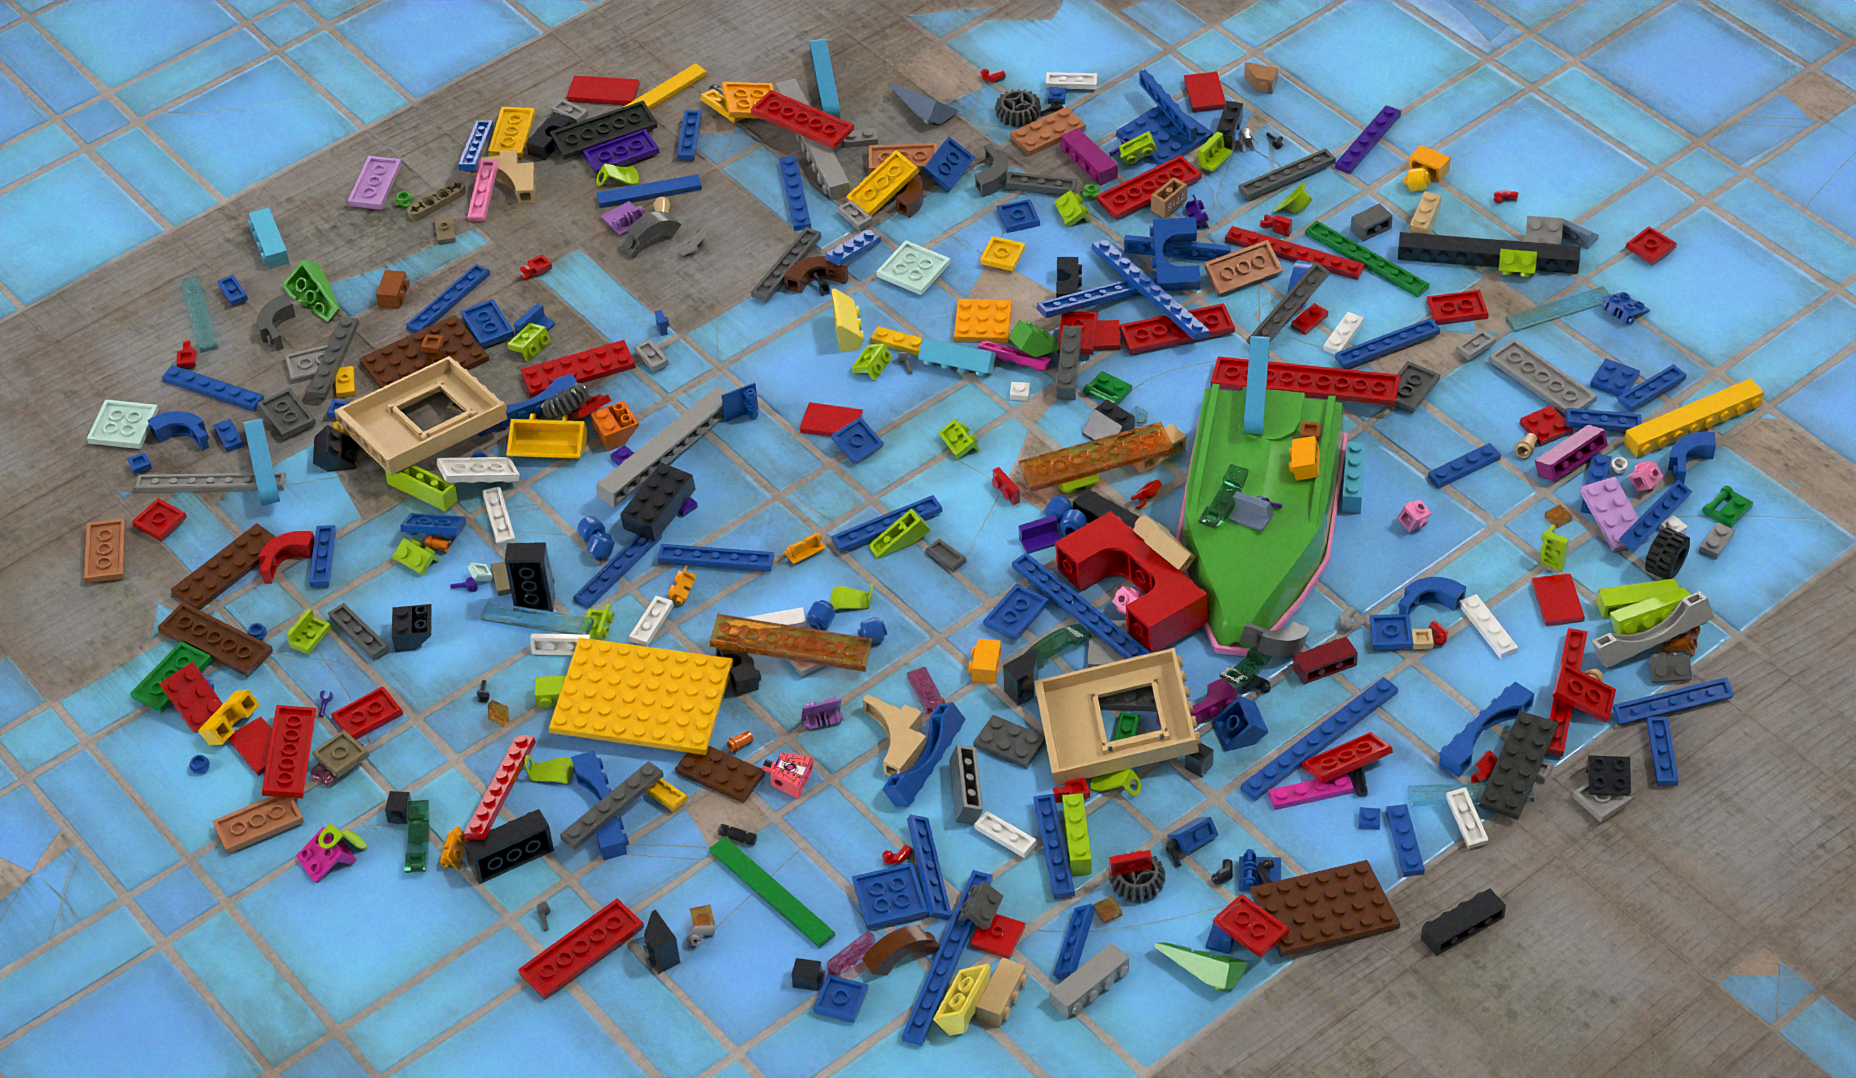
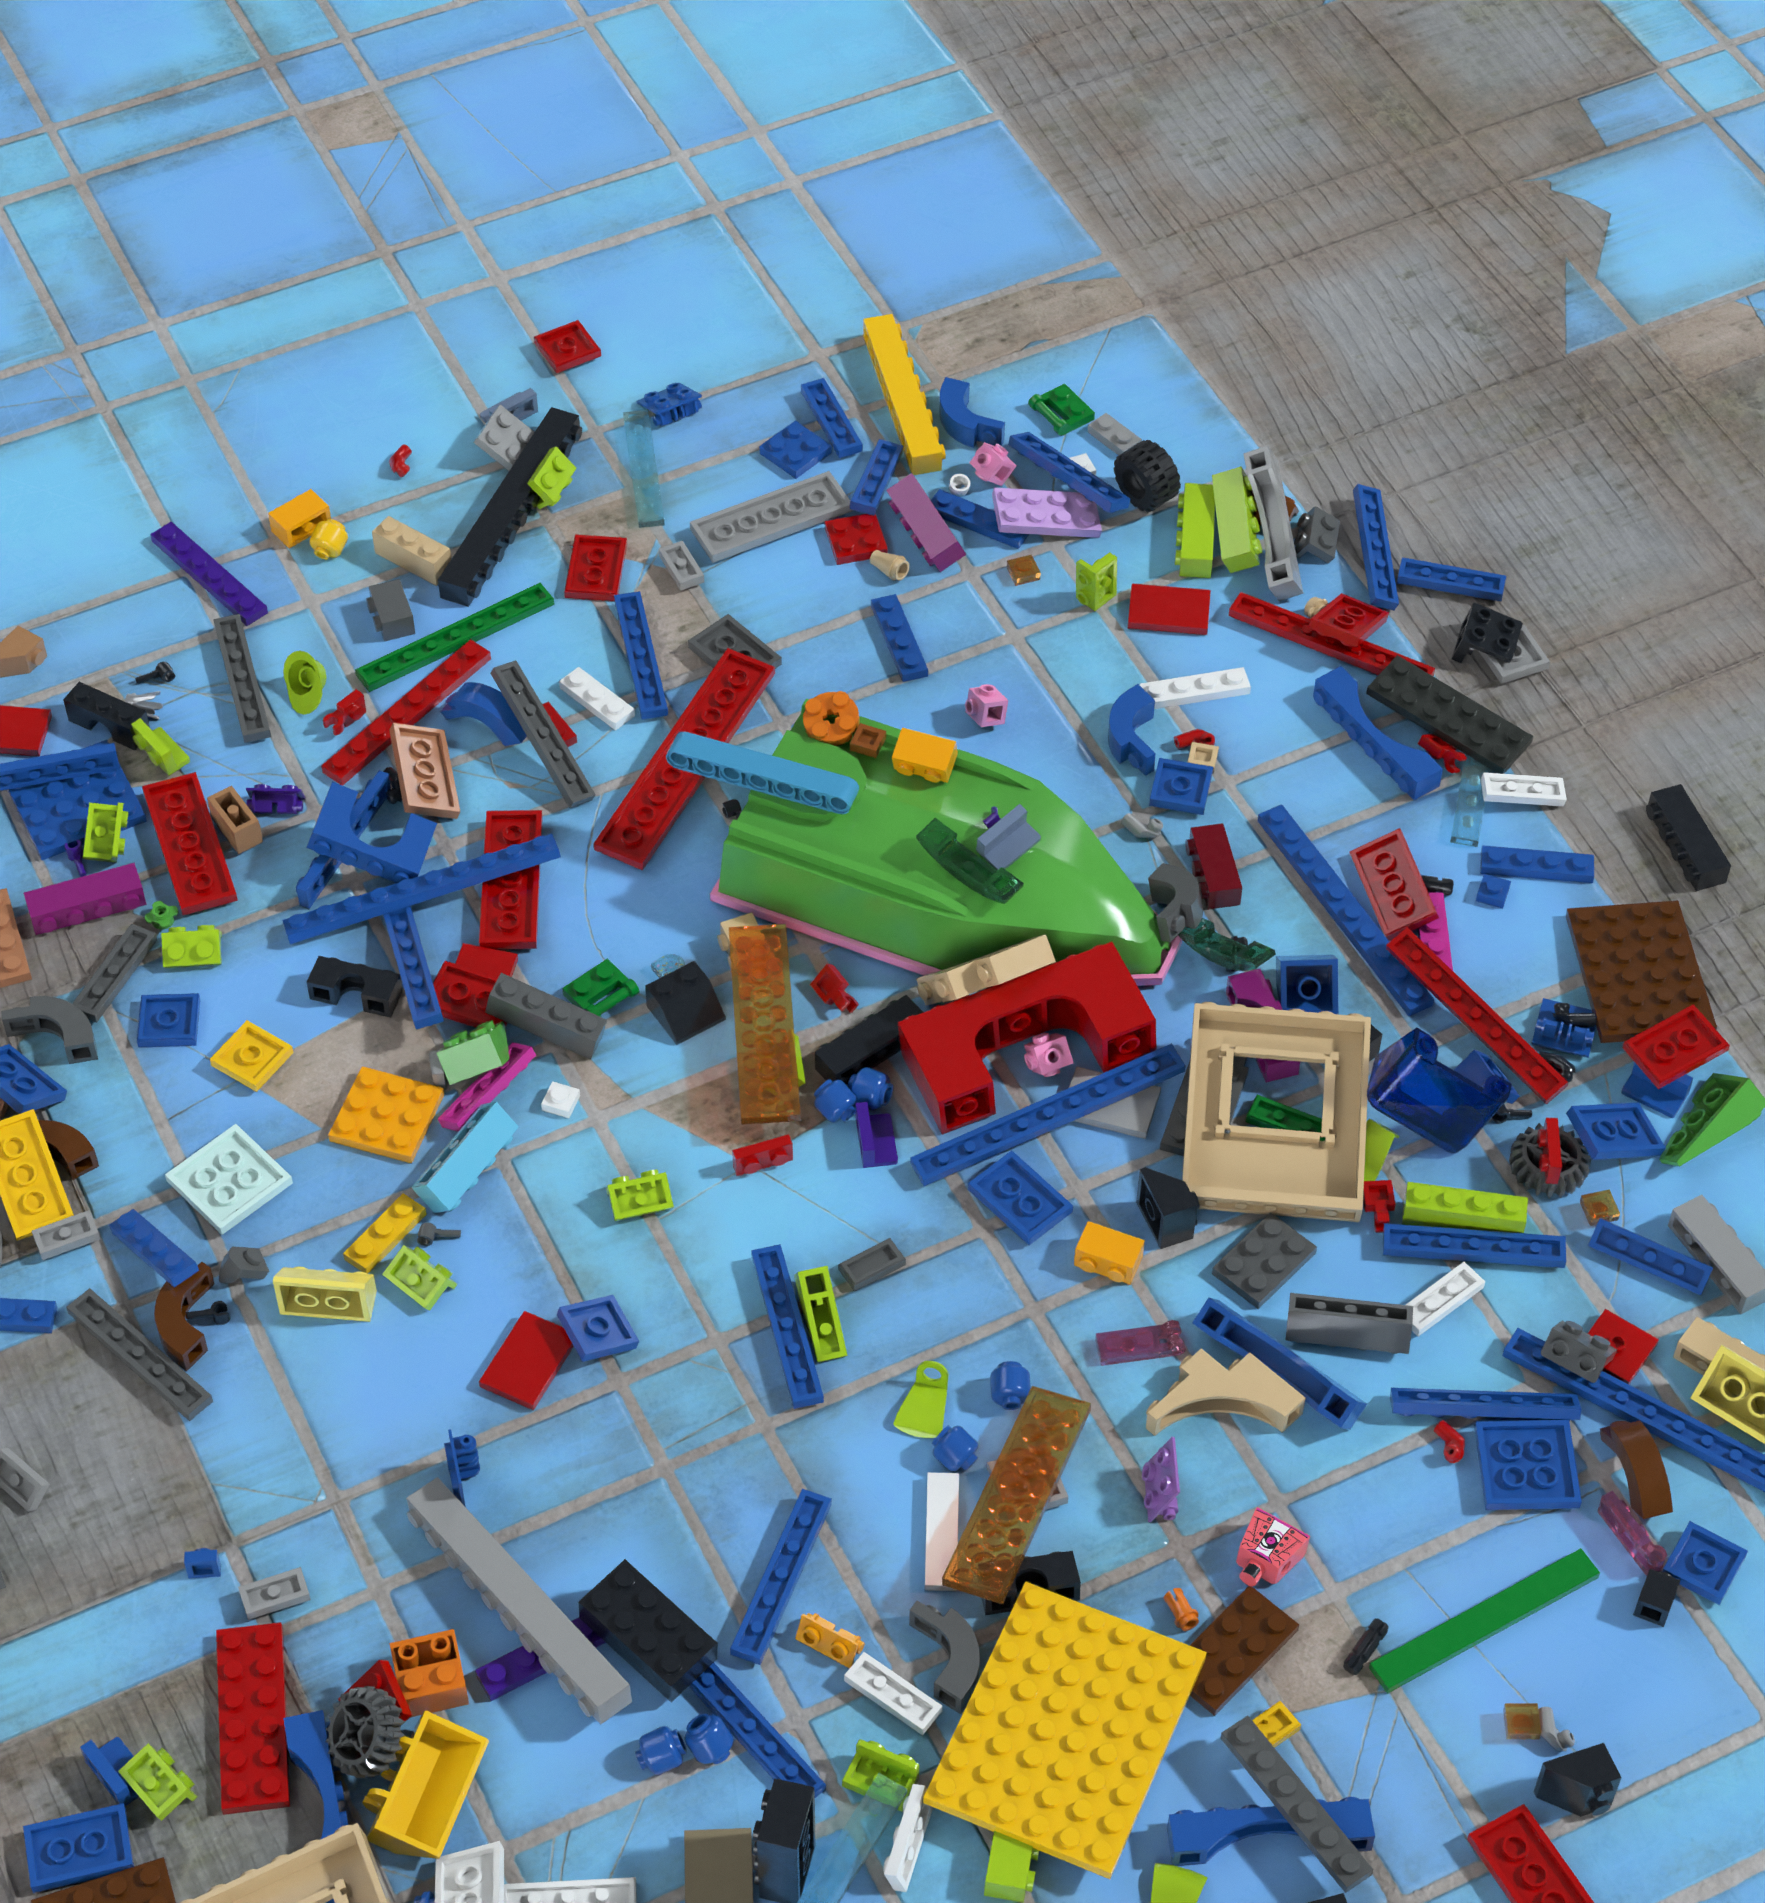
camera: 80 degrees left, 5 degrees up
(689, 641) = (958, 1639): none -> dark grey arch
(803, 550) = (801, 1447): light orange hinge -> none
(857, 287) = (242, 1263): none -> dark grey plate
(1059, 640) = (1108, 1168): clear green slope -> none
(1143, 815) = (1430, 1096): none -> clear blue windscreen
(1169, 905) = (1615, 1131): none -> blue plate
(1244, 817) = (1477, 1015): none -> red plate
(1312, 406) = (826, 704): none -> orange plate

